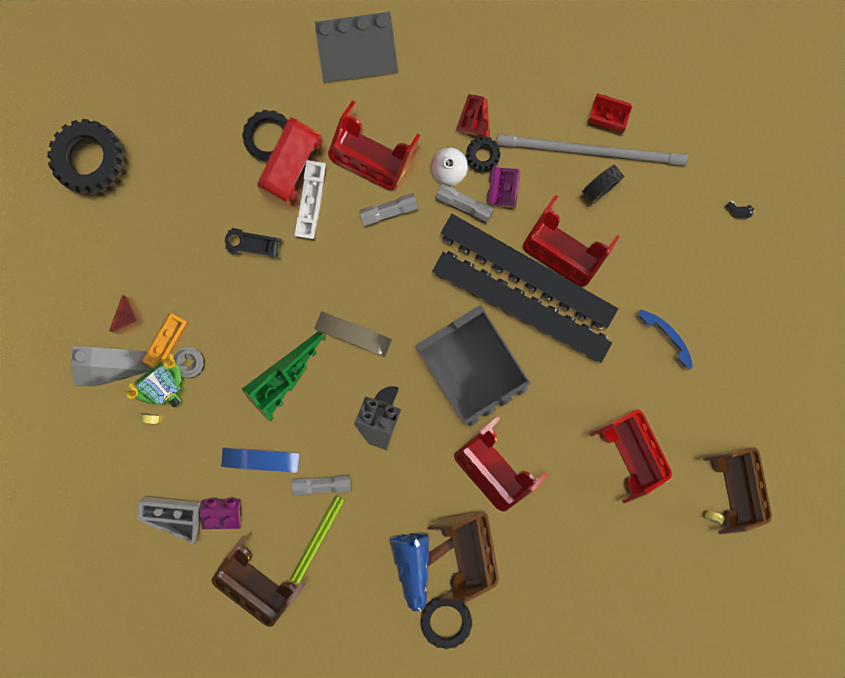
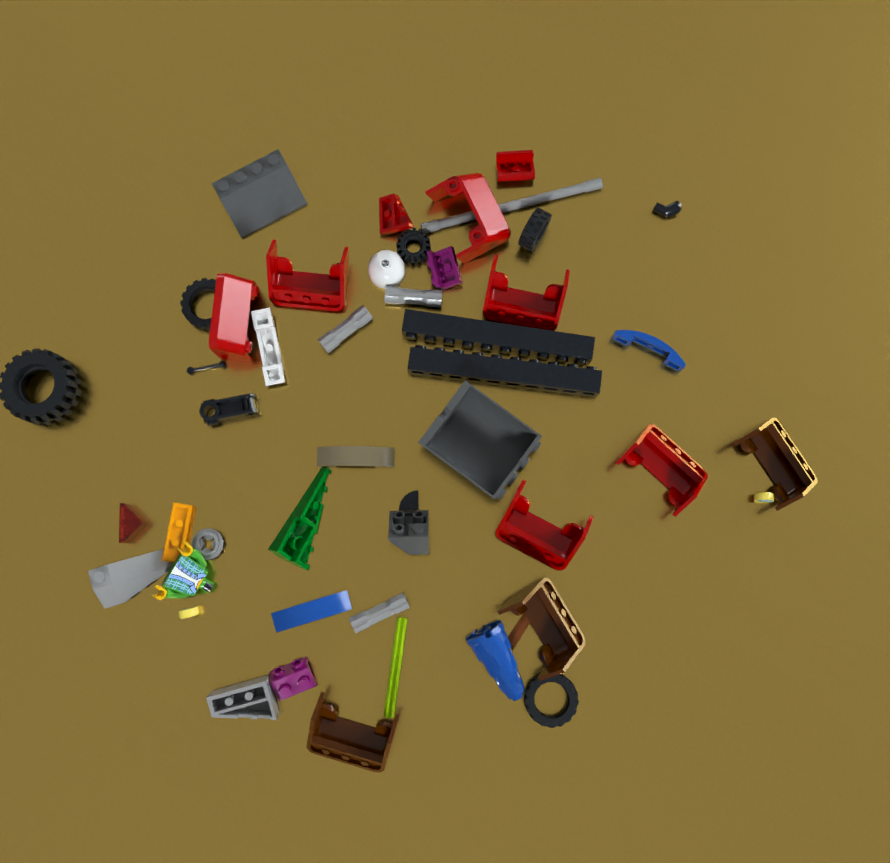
camera: 20 degrees left, 5 degrees down
(230, 193) = (190, 370): none -> black hinge
(563, 145) = (492, 224): none -> red windscreen

